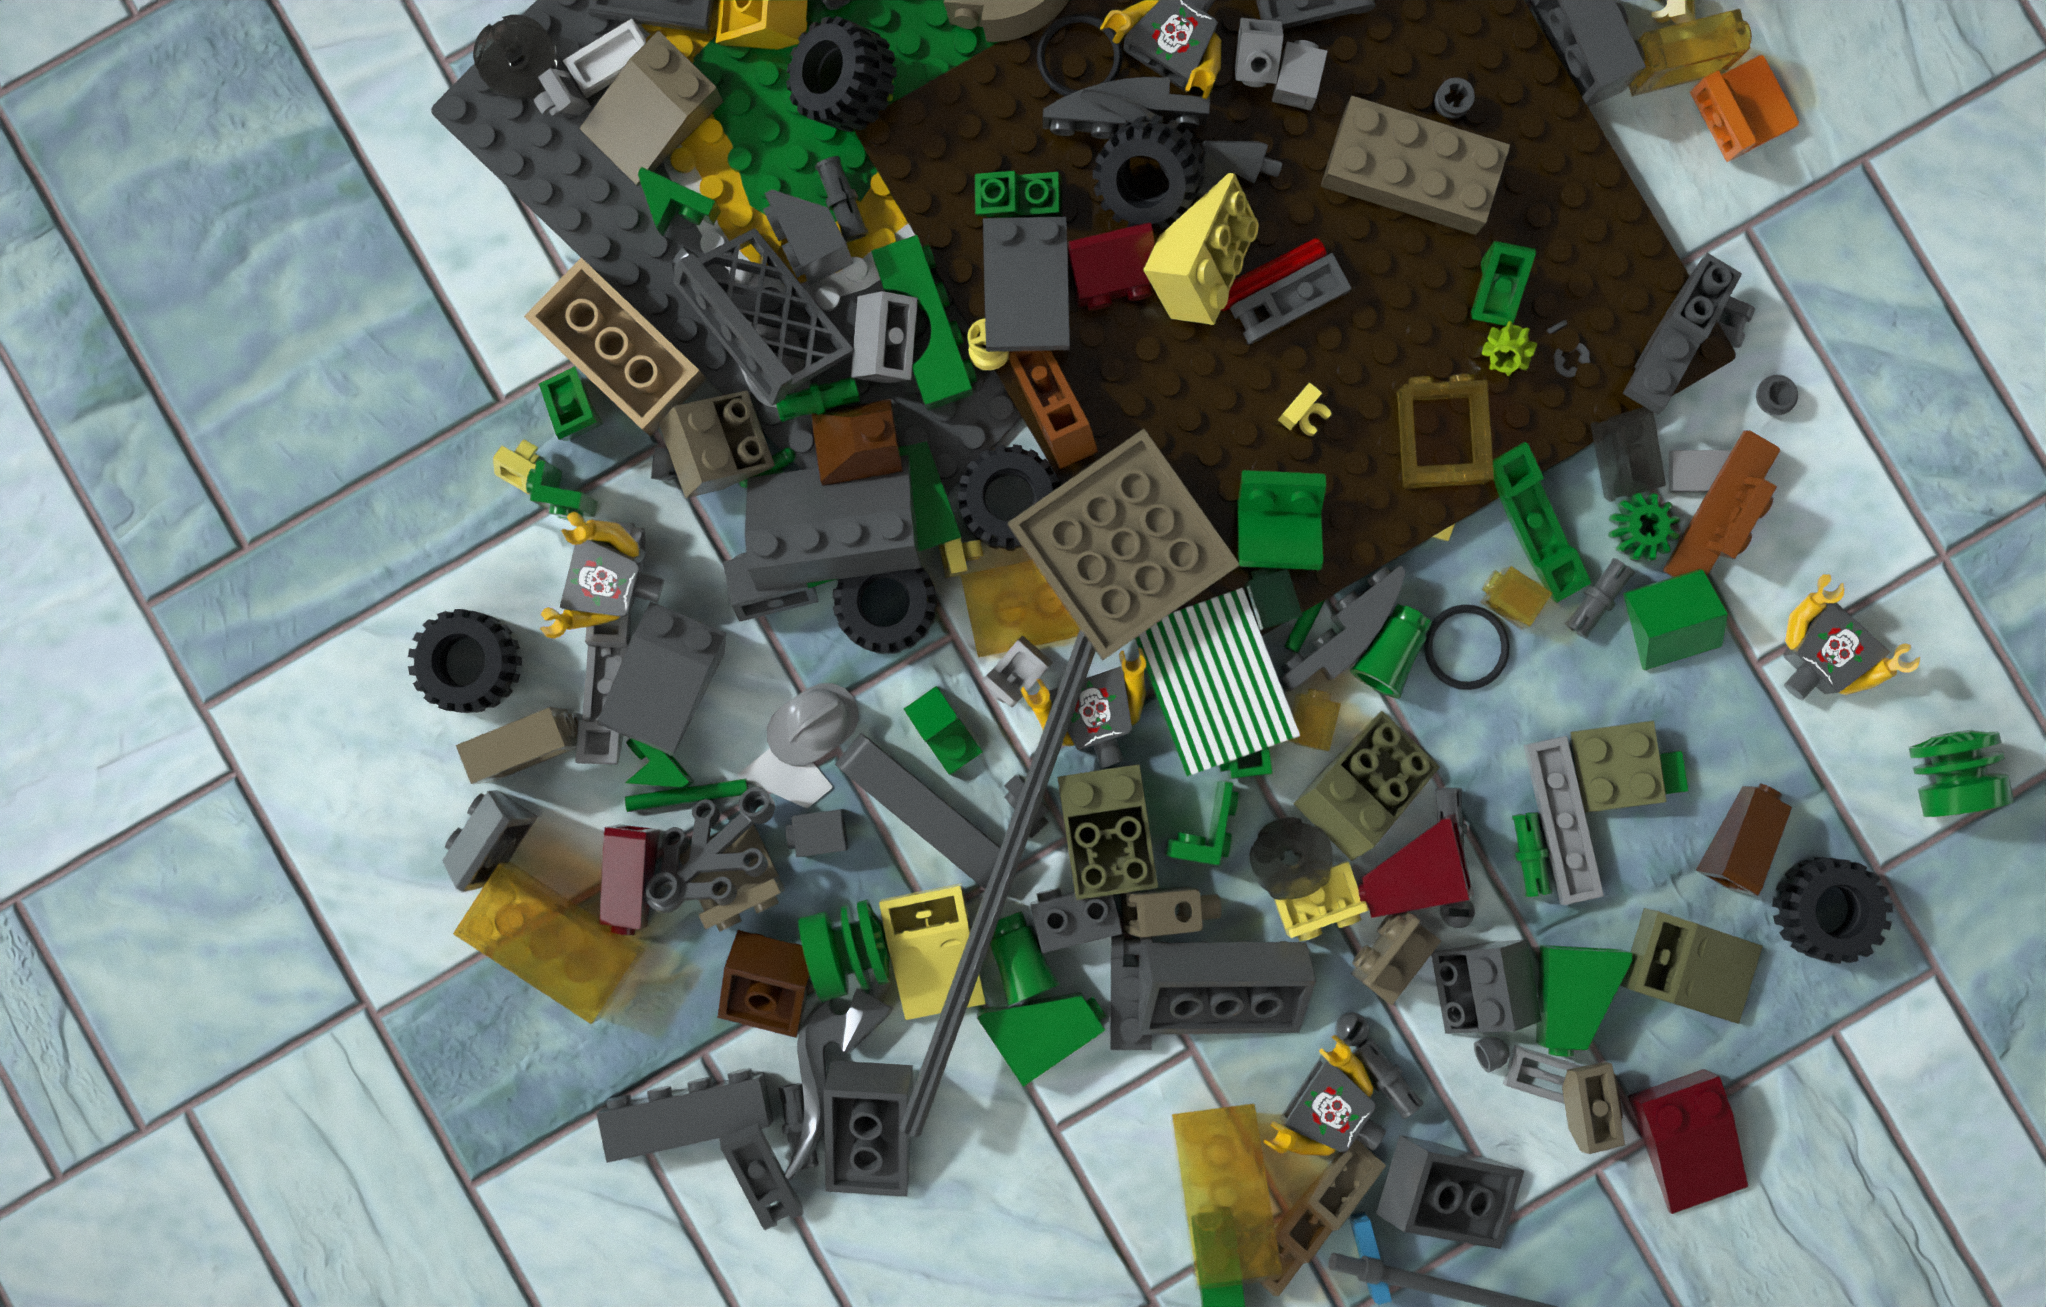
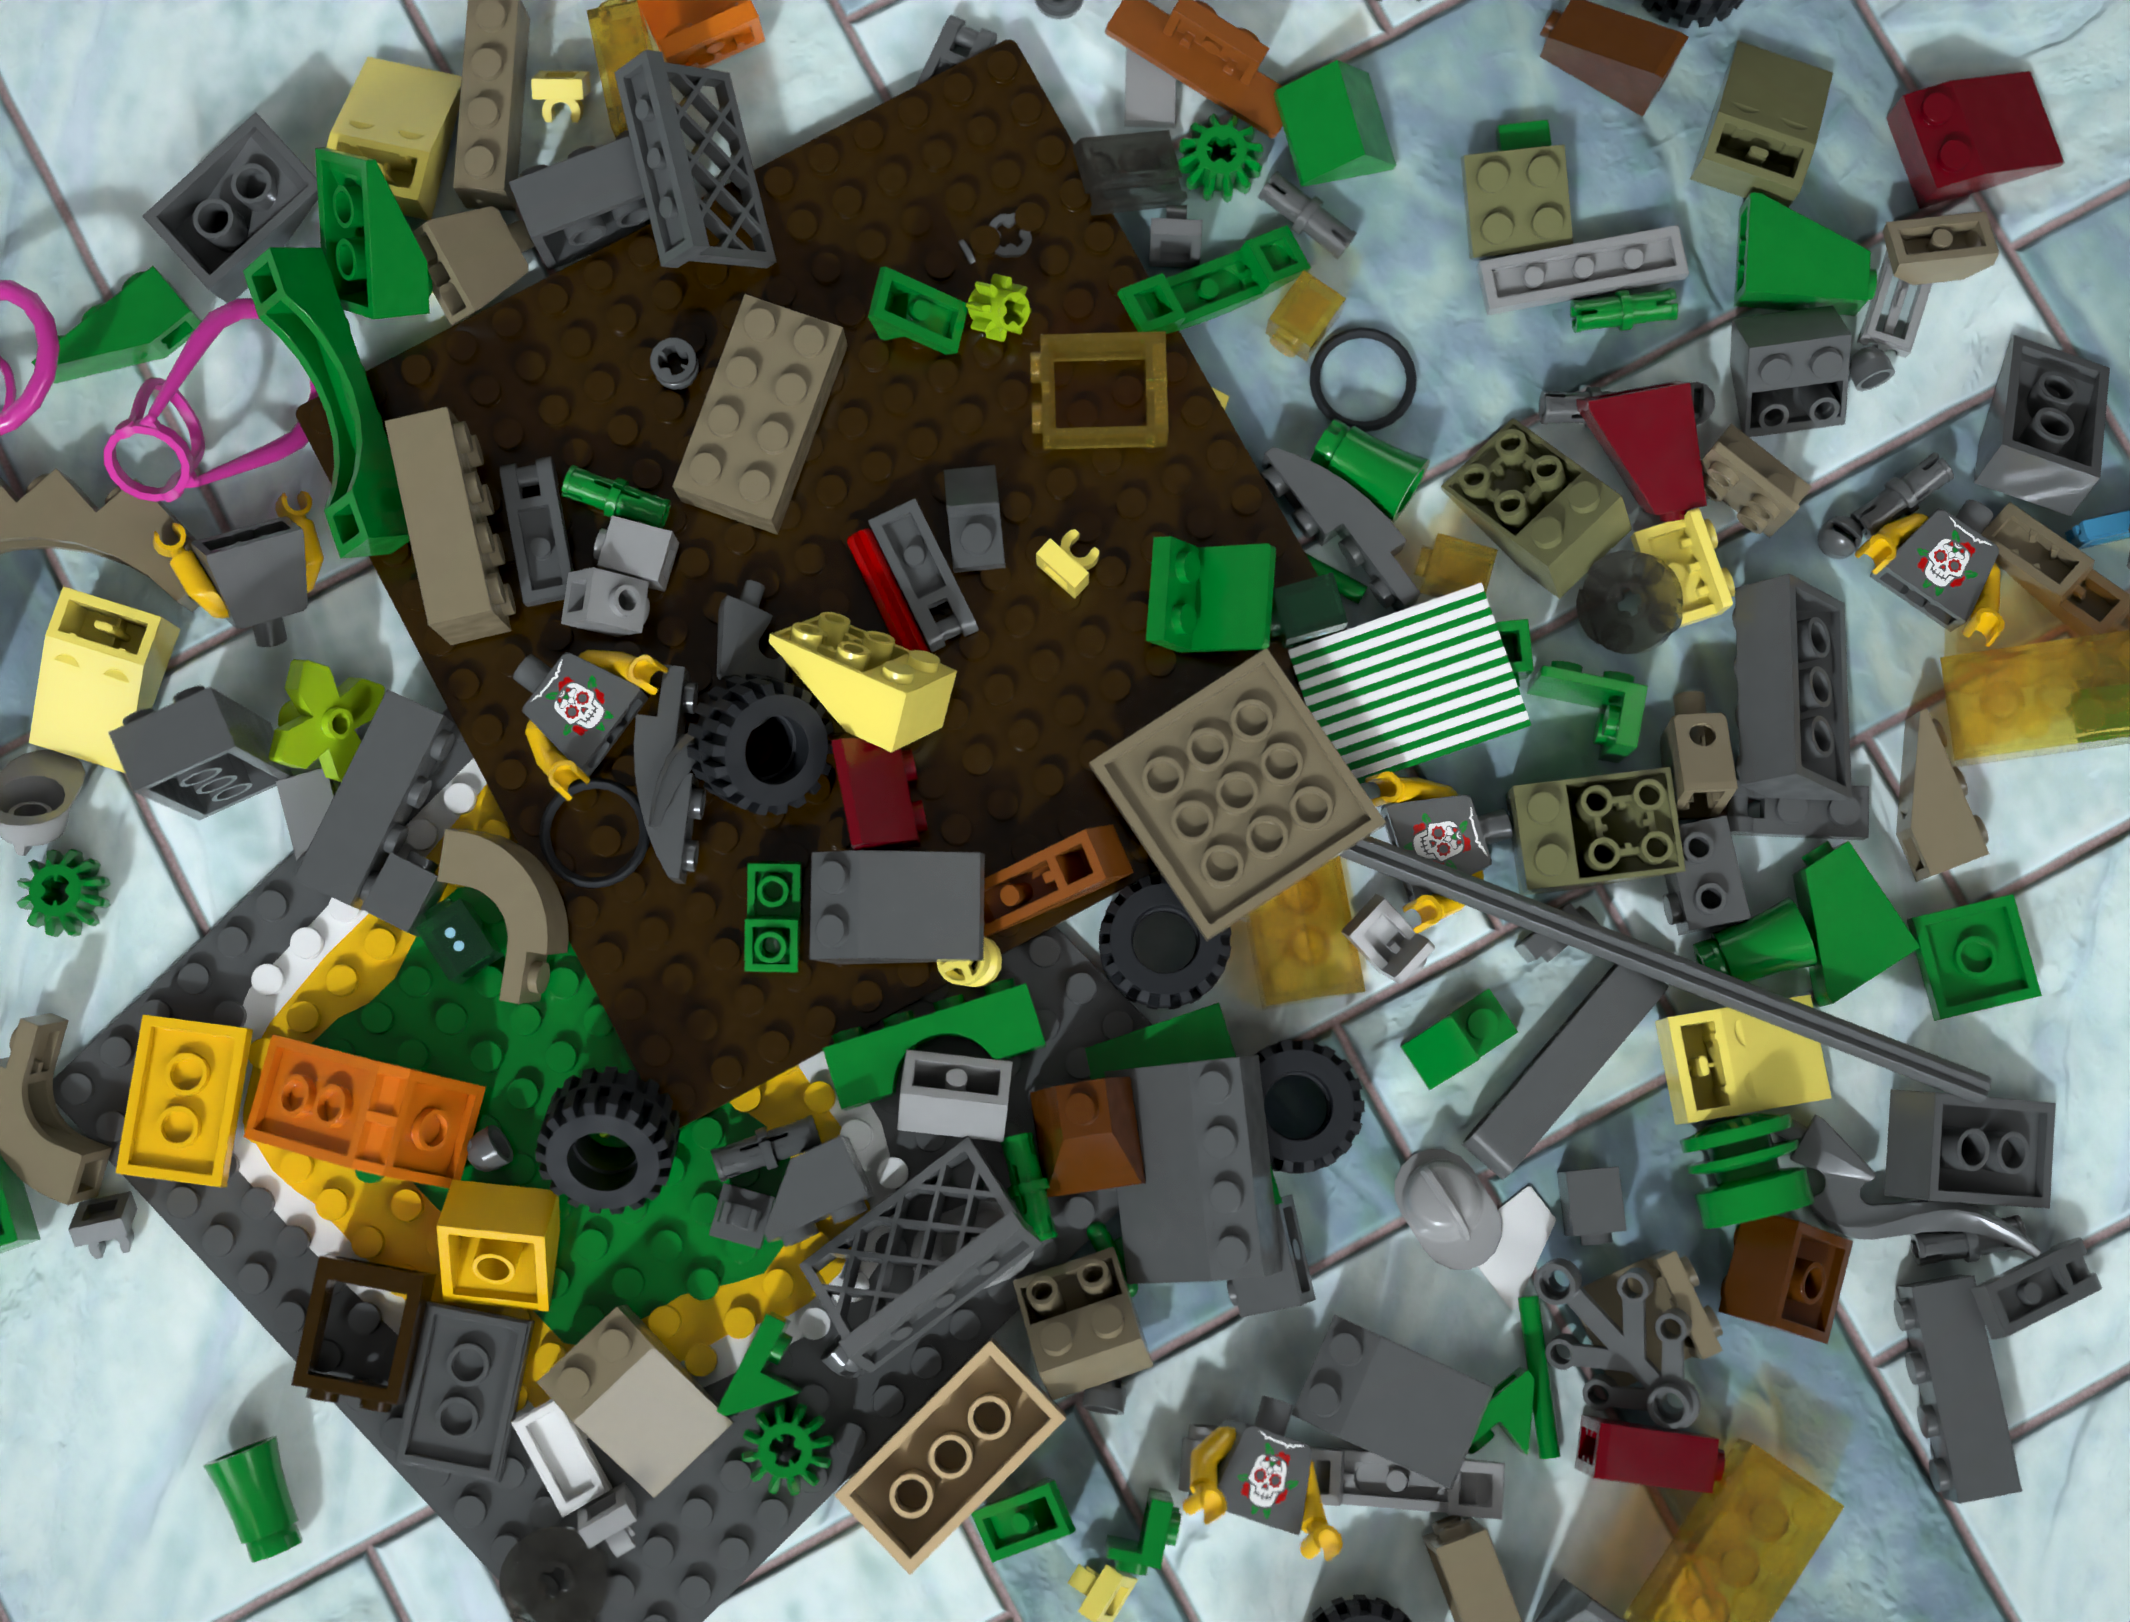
camera: 85 degrees left, 5 degrees down
(622, 236) = (804, 1441): none -> green gear
(792, 179) = (741, 1216): none -> dark grey tile
(955, 554) = (1239, 1015): light yellow tile -> none
(1018, 1132) = (1974, 957): none -> green plate
(1130, 1100) = (1932, 807): none -> dark tan slope
(1338, 338) = (974, 518): none -> dark grey slope
(1343, 57) = (615, 497): none -> green pin
(1574, 492) = (1175, 239): none -> dark grey tile
(1614, 76) = (669, 167): none -> dark grey fence
(1681, 333) = (985, 101): dark grey slope -> none

